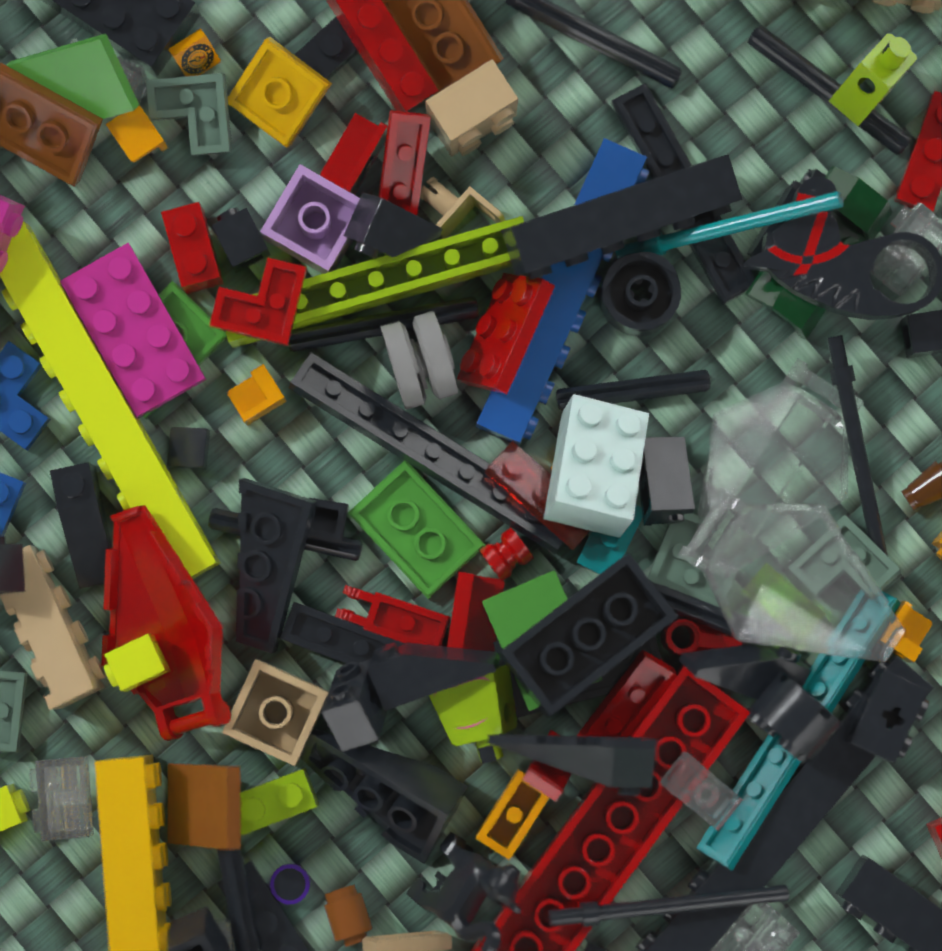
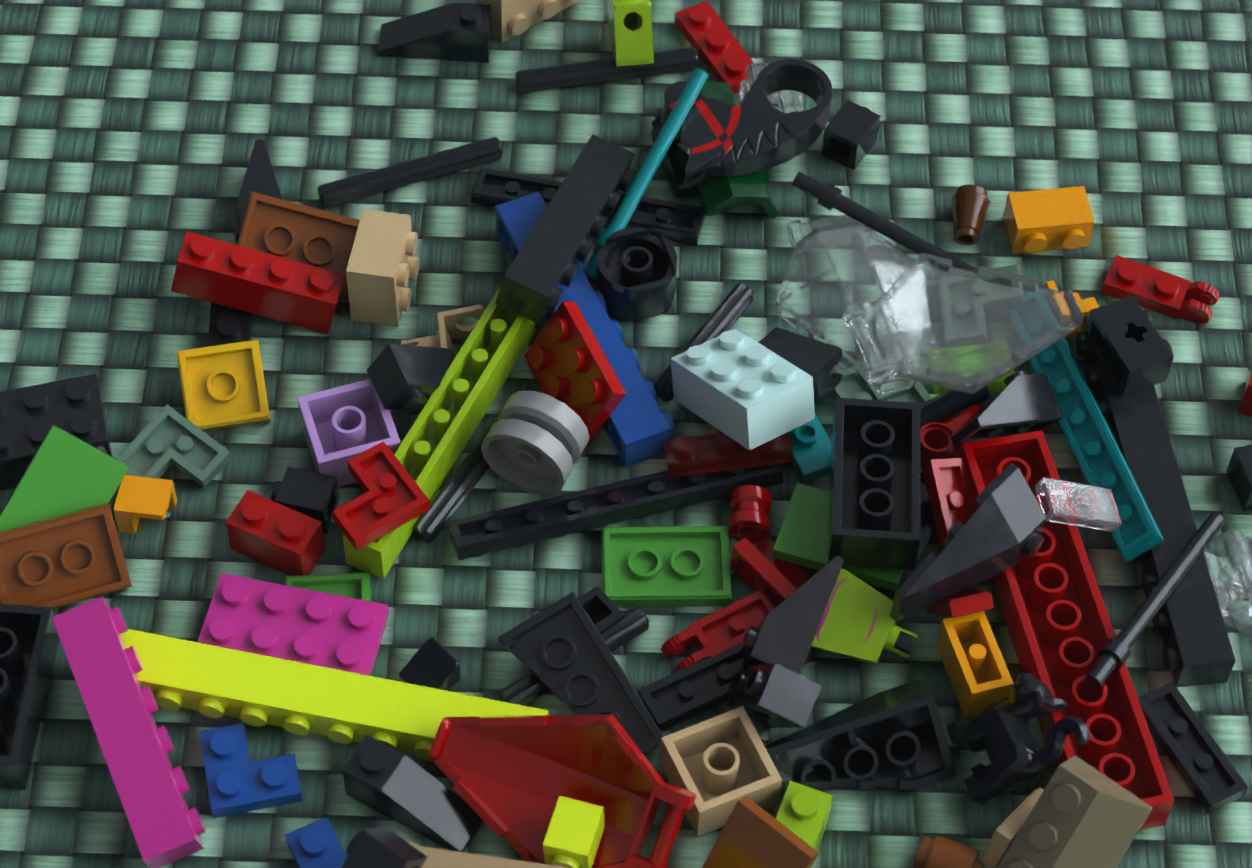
camera: 45 degrees left, 30 degrees down
(194, 54) = (129, 416): light orange tile -> none
(256, 395) = (441, 586): light orange panel -> none
(355, 153) = (324, 366): red panel -> none
(404, 159) = (360, 326): red plate -> none
(796, 716) = (1076, 393): black brick -> none

